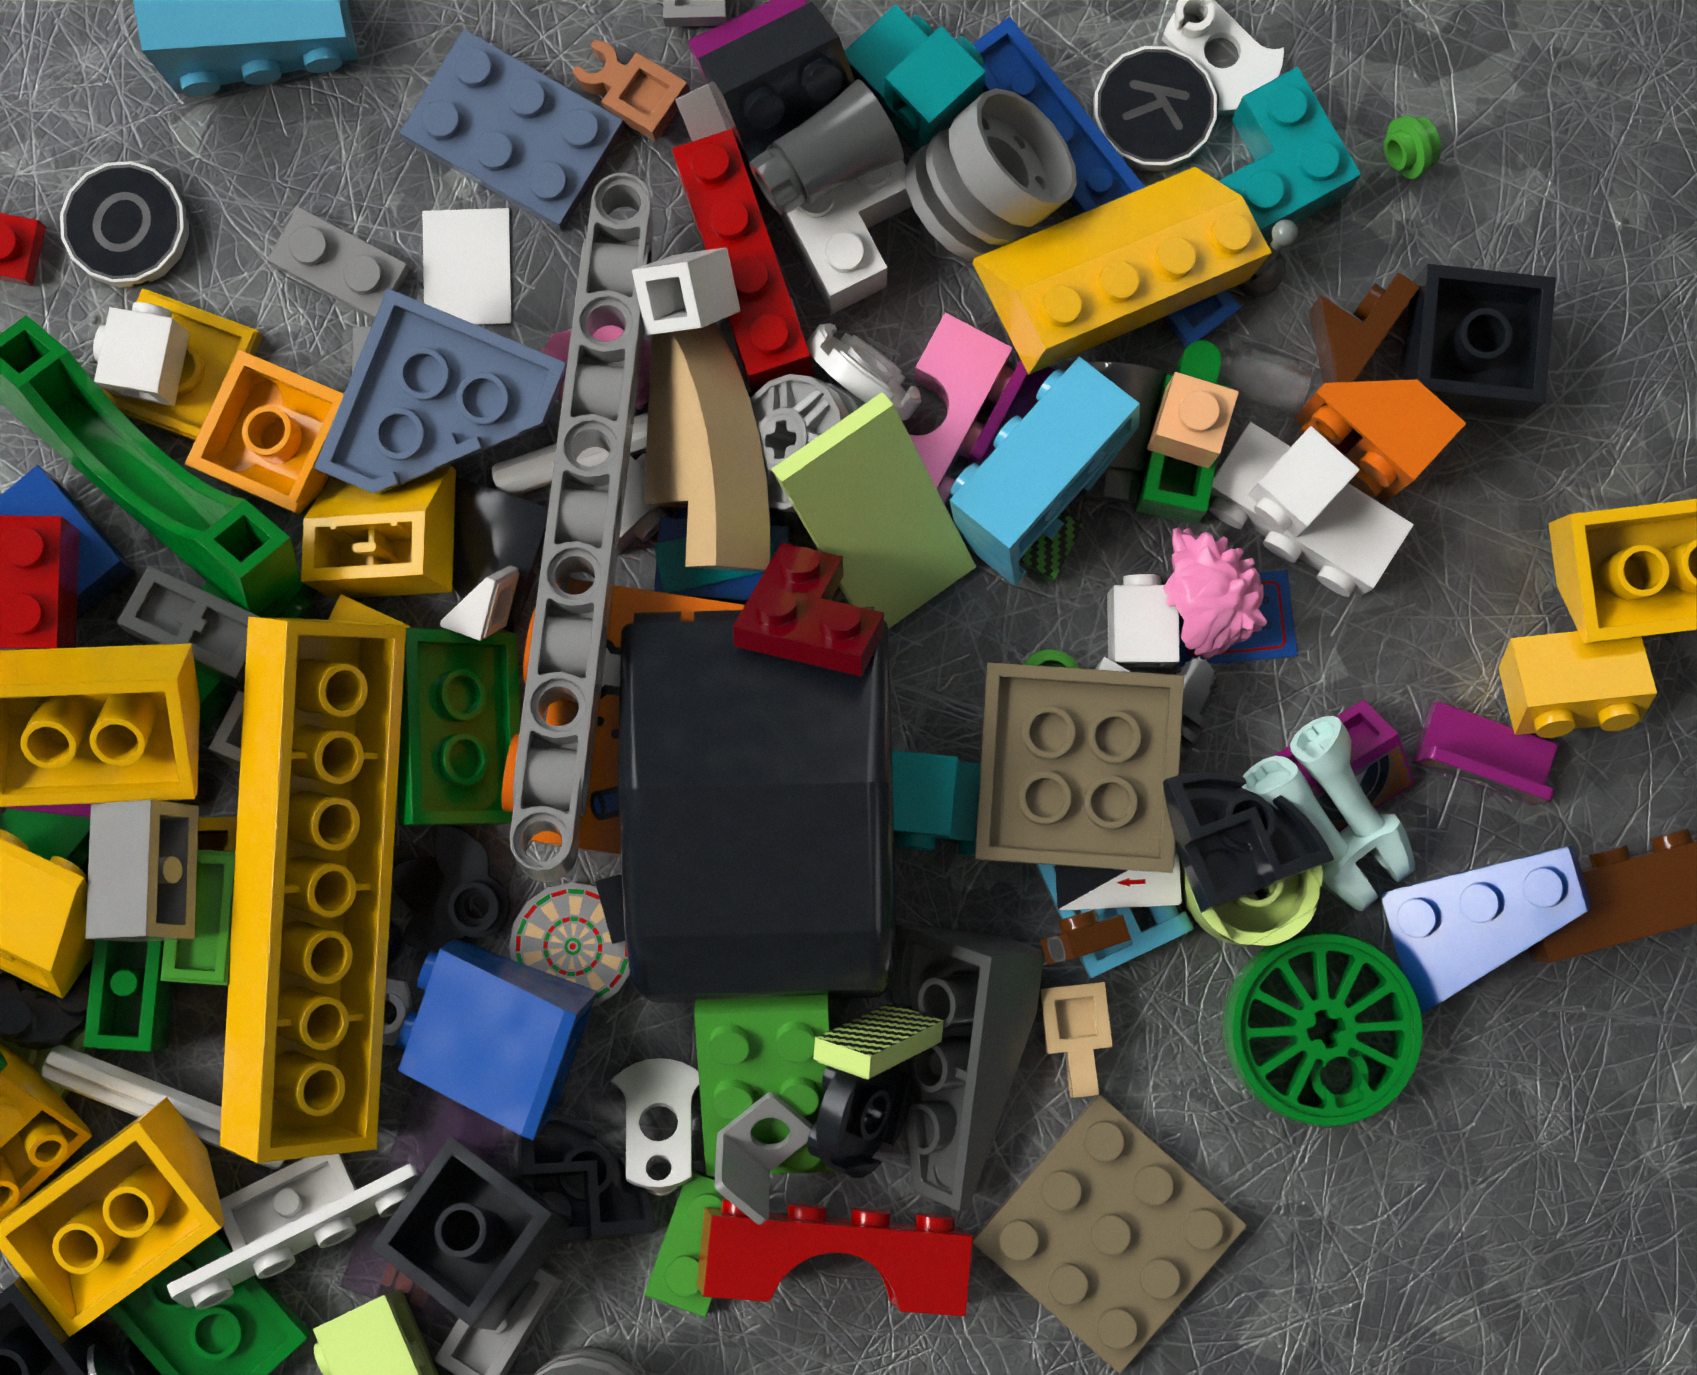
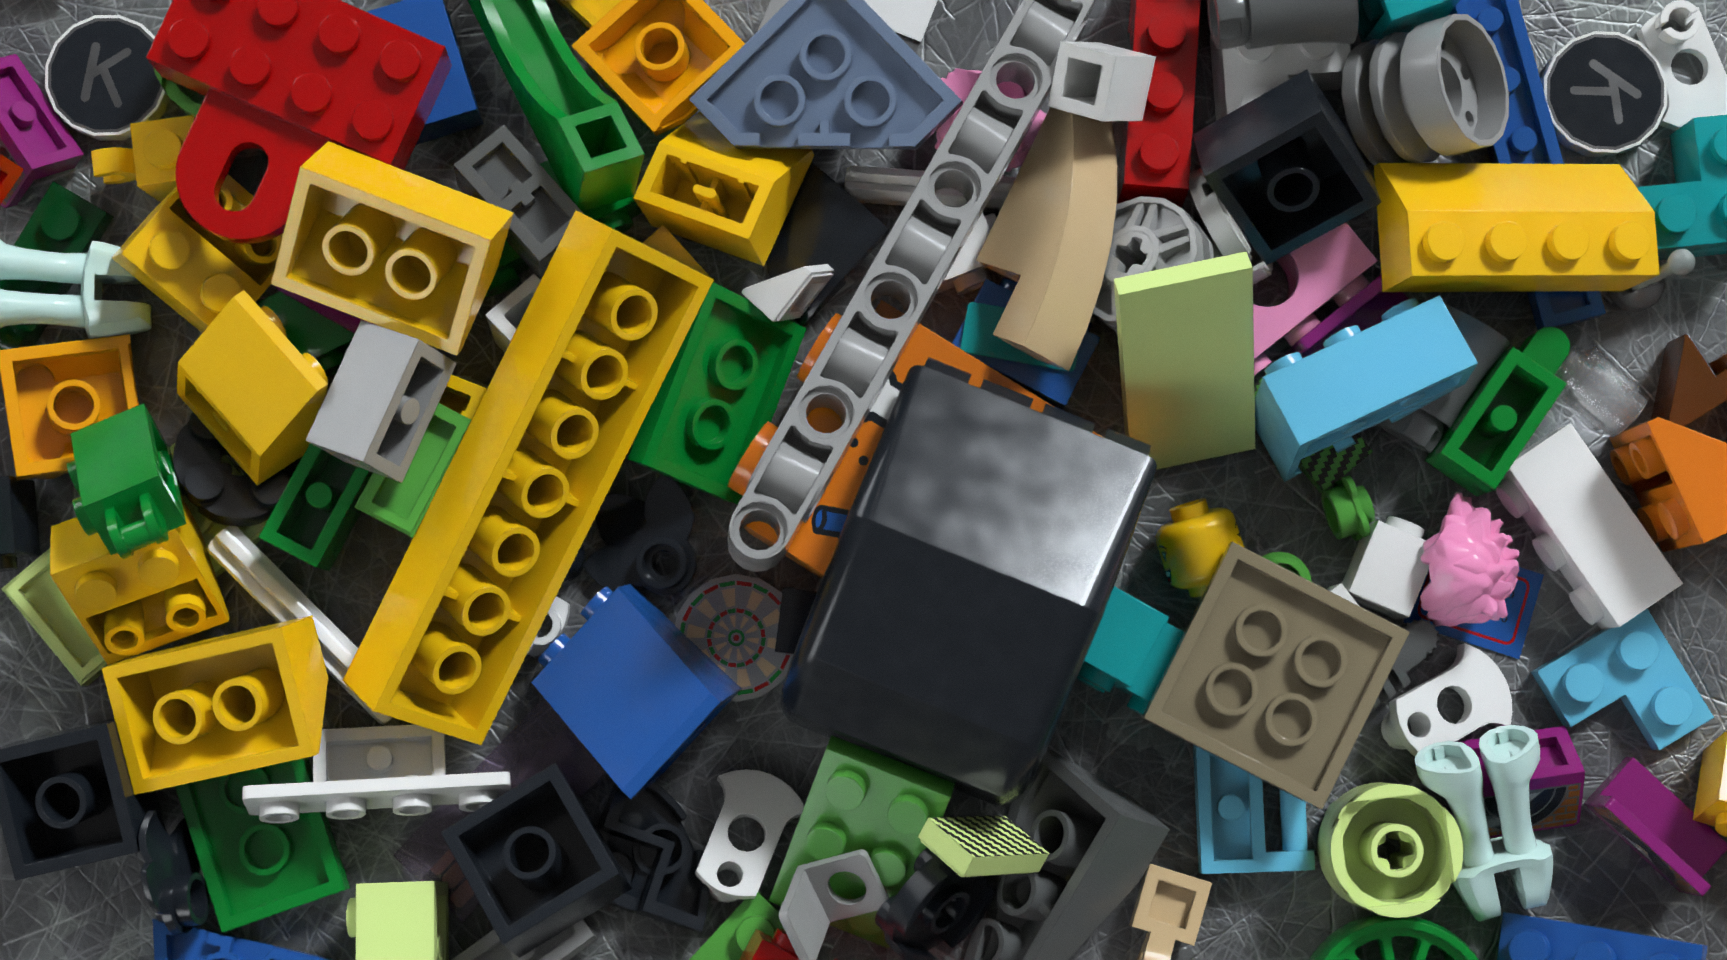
camera: 25 degrees right, 0 degrees up
(797, 621) = (1077, 428): dark red plate -> none
(891, 298) = (1286, 168): none -> black brick
(957, 677) = (1195, 543): none -> yellow head
(1083, 586) = (1348, 509): none -> bright green plate
(1084, 935) = (1213, 831): reddish brown plate -> none
(1113, 888) = (1258, 800): white sticker -> none
(1192, 420) = (1520, 399): light nougat brick -> none
(1236, 839) = (1393, 804): black brick -> none
(1267, 693) = (1480, 687): none -> white piece
(1301, 483) = (1596, 501): white brick -> none
(1400, 618) = (1629, 665): none -> medium azure plate

